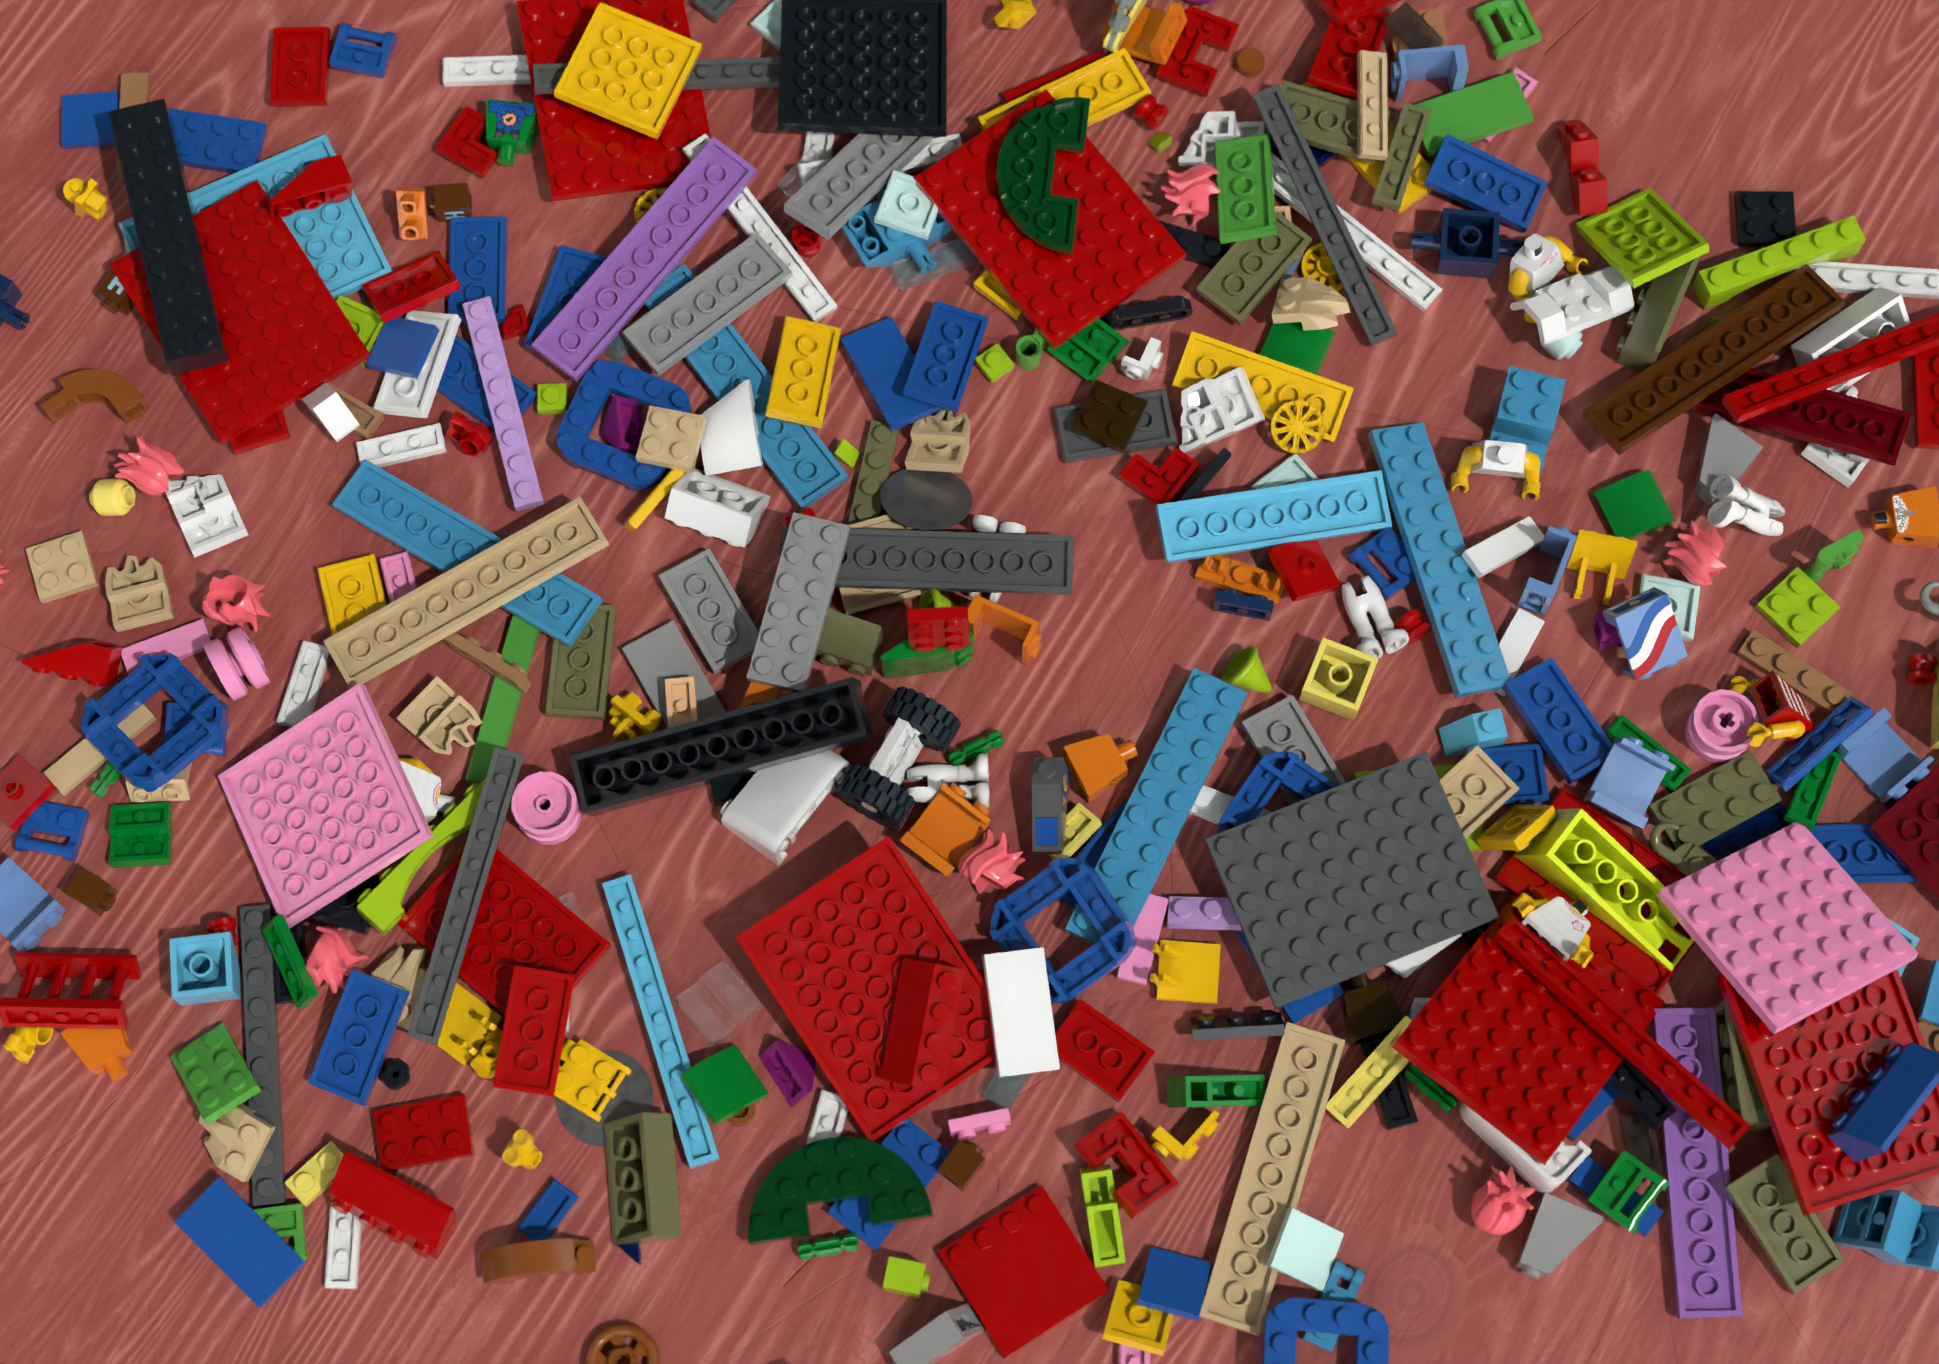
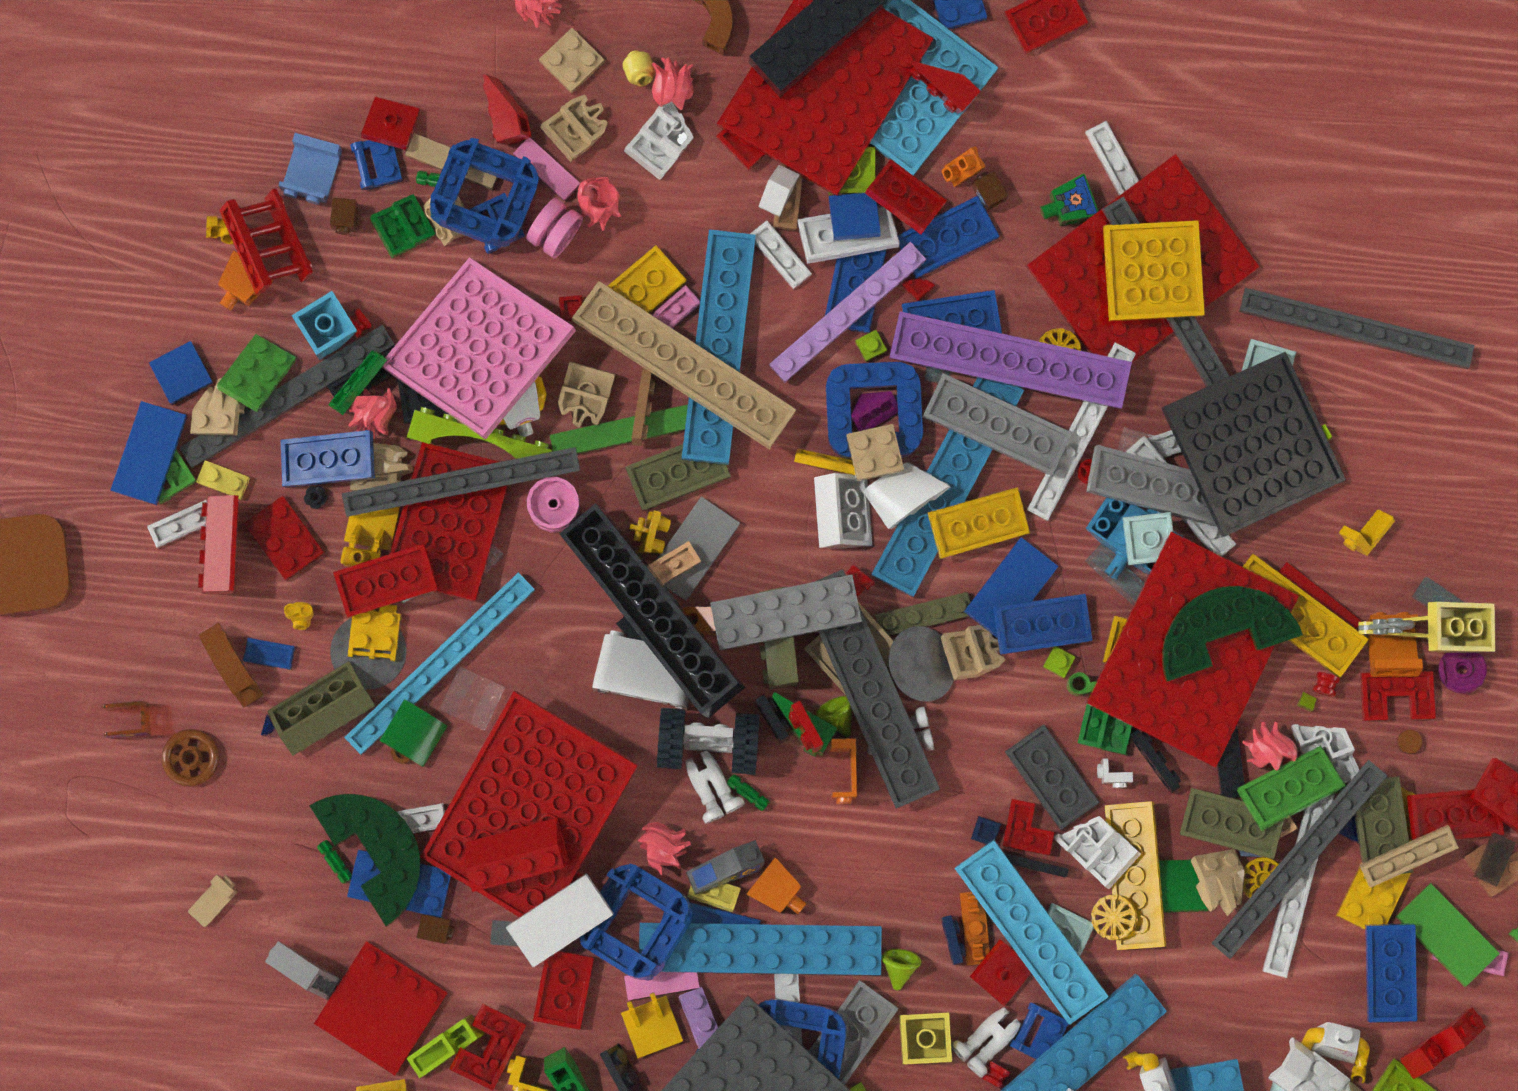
camera: 60 degrees right, 10 degrees up
(167, 1165) = (181, 372): none -> blue tile
(304, 684) = (565, 282): white tile -> none
(332, 688) = (569, 306): none -> red tile
(361, 57) = (1075, 57): blue plate -> none
(462, 144) = (1039, 172): red plate -> none
(471, 436) = (811, 305): red plate -> none
(711, 610) = (760, 547): light grey plate -> none
(791, 1070) = (447, 774): magenta slope -> none
(847, 454) = (932, 586): lime piece -> none
(906, 1277) = (337, 927): lime brick -> none
(920, 676) = (768, 710): none -> black plate
(947, 828) = (673, 801): orange panel -> none
(991, 1121) = (475, 936): bright pink plate -> none
(1109, 416) = (1055, 770): dark brown plate -> none
(1140, 519) = (985, 830): none -> dark blue tile
(1401, 157) = (1379, 897): olive plate -> none
(1429, 64) = (1463, 870): medium blue panel -> none
(1467, 243) = (1345, 989): dark blue brick -> none

